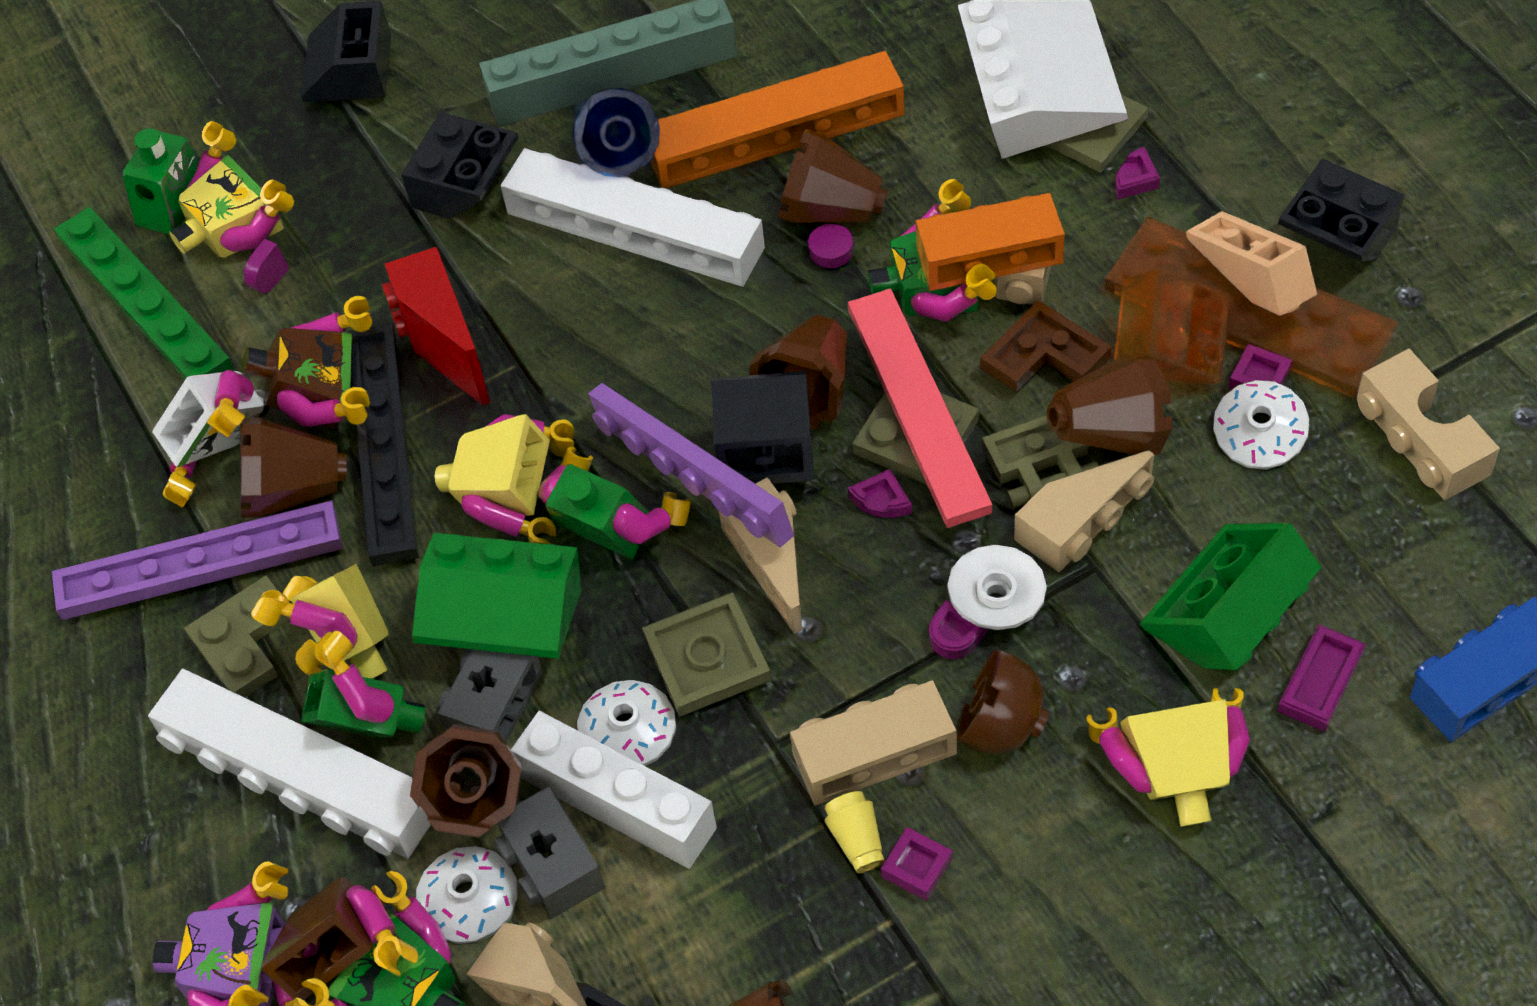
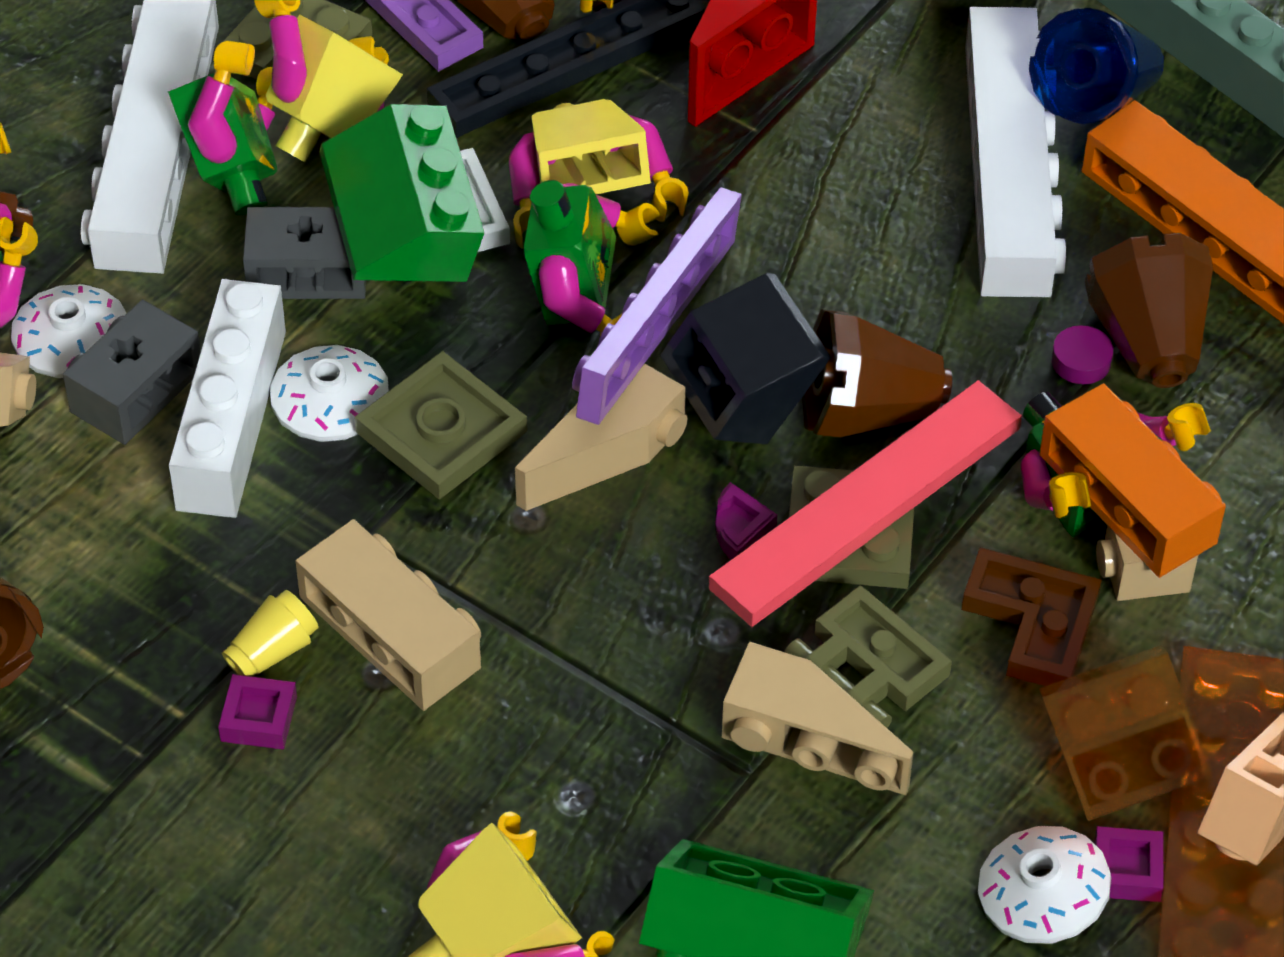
camera: 60 degrees right, 5 degrees down
(455, 796) = (165, 248): reddish brown cone -> none
(953, 635) = (583, 653): magenta tile -> none
(1002, 572) = (656, 647): white dish -> none
(1003, 706) = (482, 717): reddish brown cylinder -> none
(1115, 408) = (947, 688): reddish brown cone -> none

